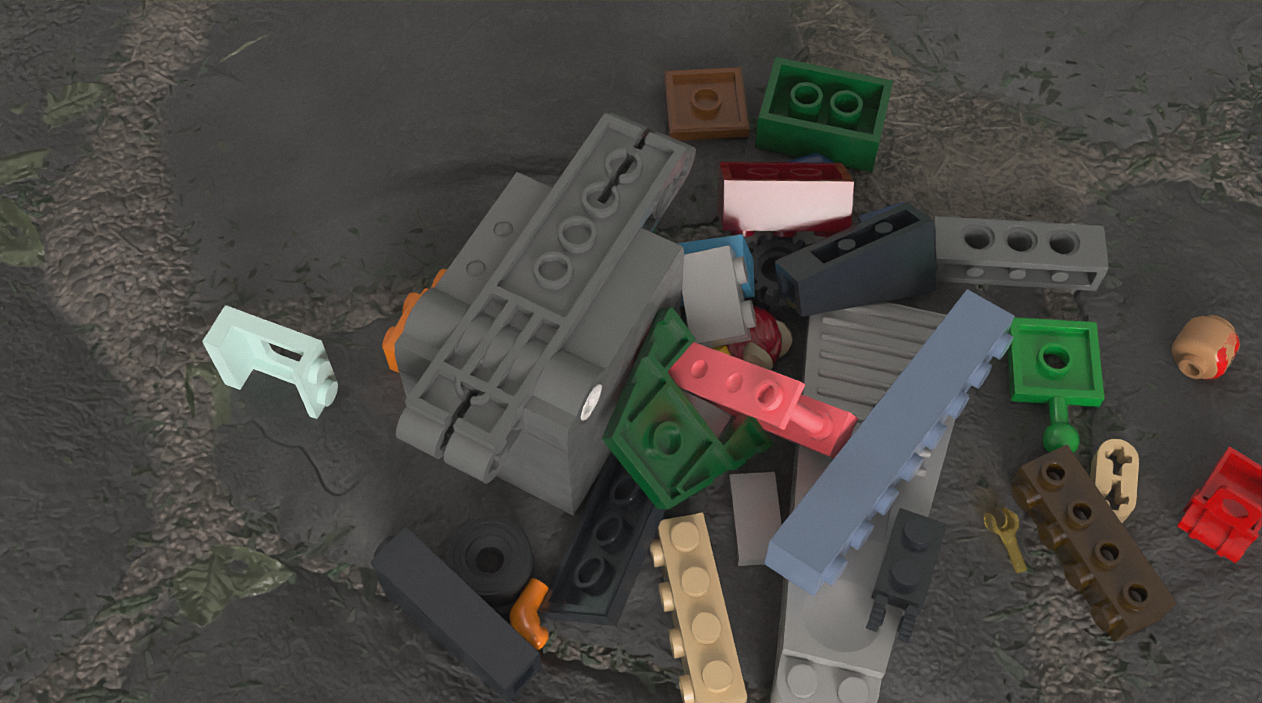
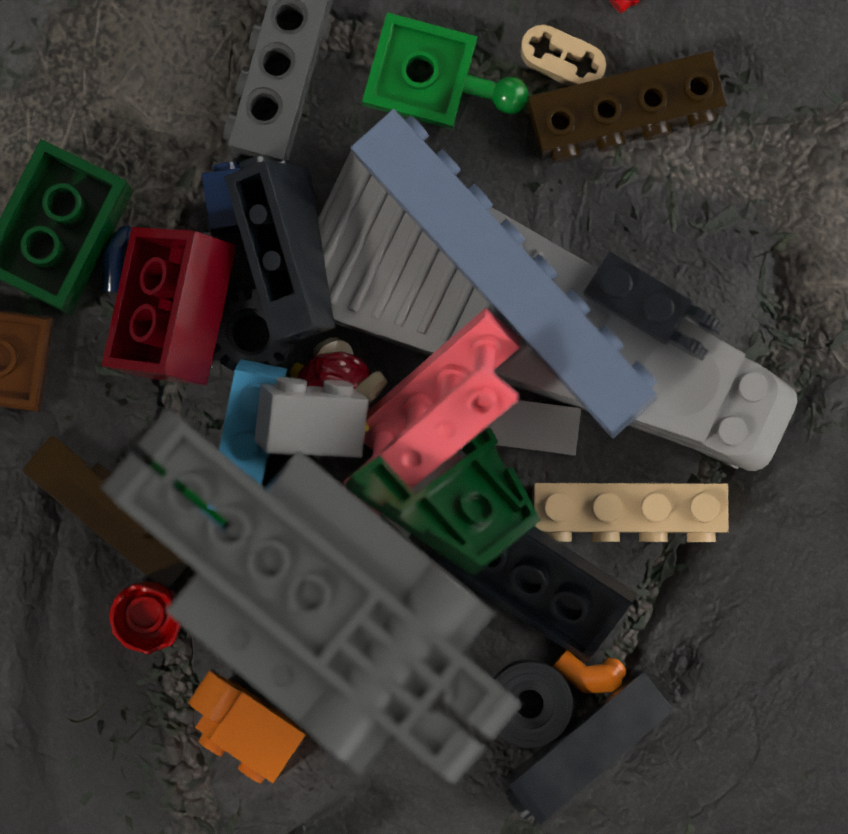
camera: 75 degrees left, 25 degrees up
(1008, 537) = (597, 183): clear yellow hand -> none

